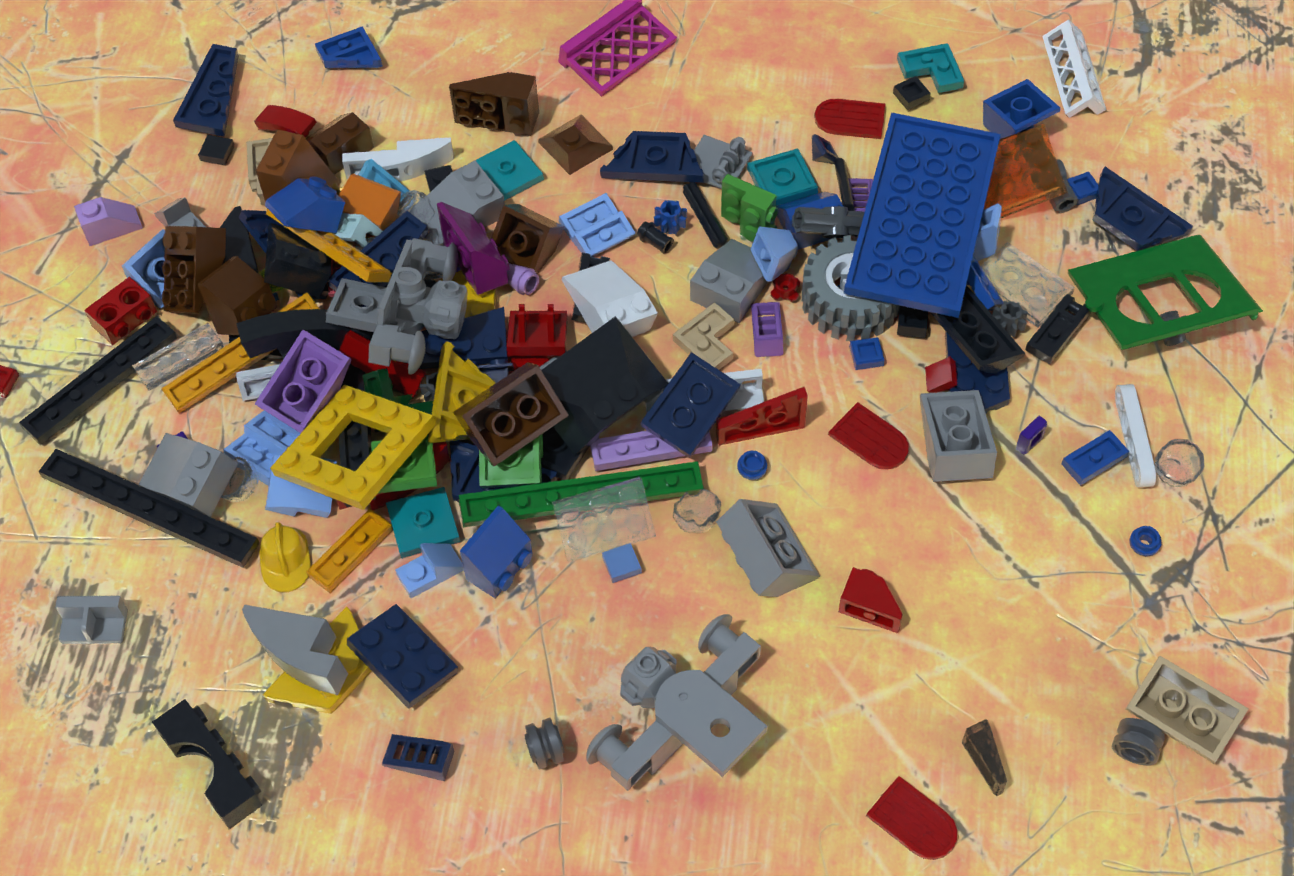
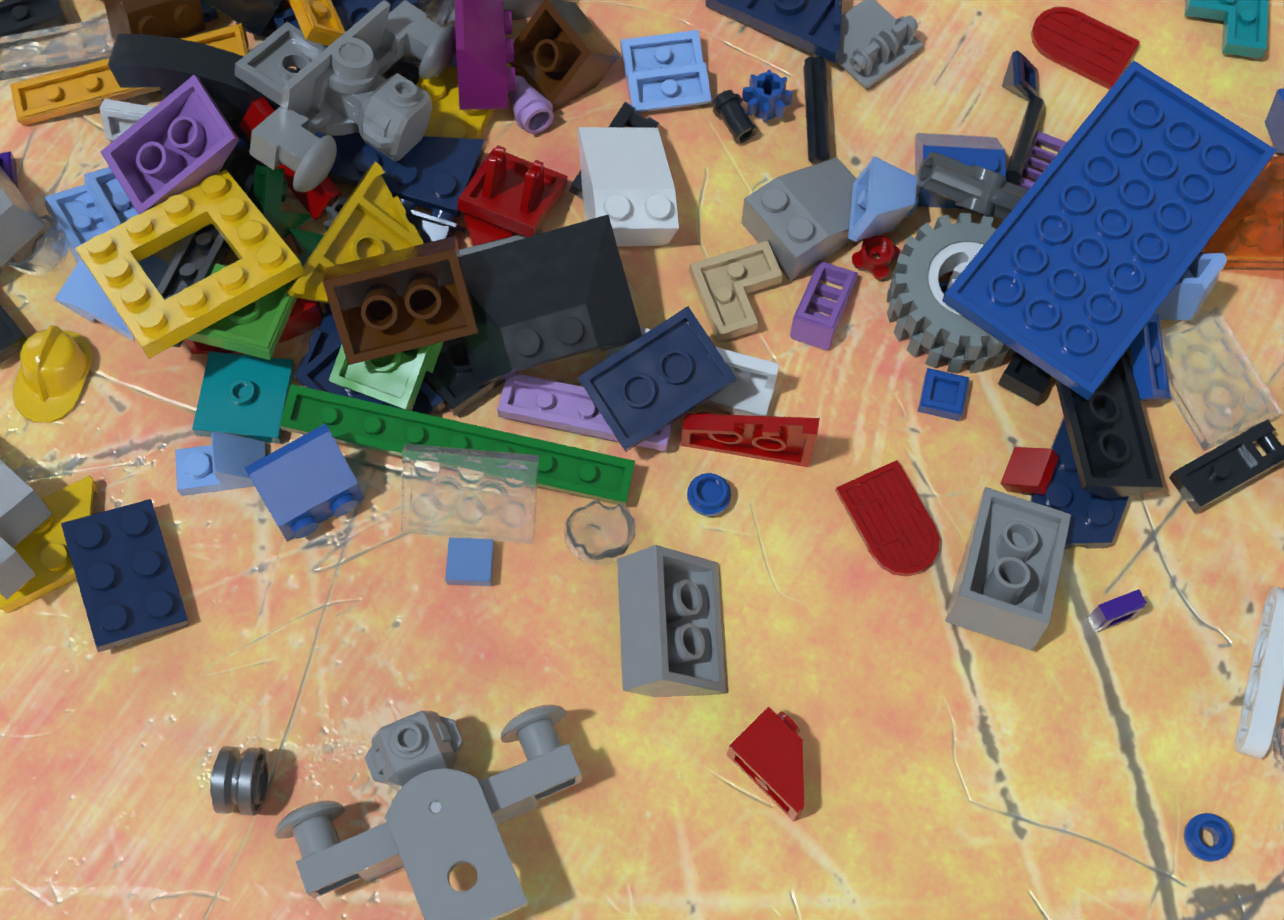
camera: 20 degrees right, 10 degrees up
(349, 550) = (134, 398): light orange tile -> none
(435, 771) = (103, 747): dark blue slope -> none
(747, 206) = (875, 120): bright green plate -> none
(783, 176) = (946, 97): teal plate -> none
(911, 93) = (1184, 39): black plate -> none
(1011, 317) = (1168, 423): dark grey gear -> none
(1095, 457) = (1193, 681): blue plate -> none

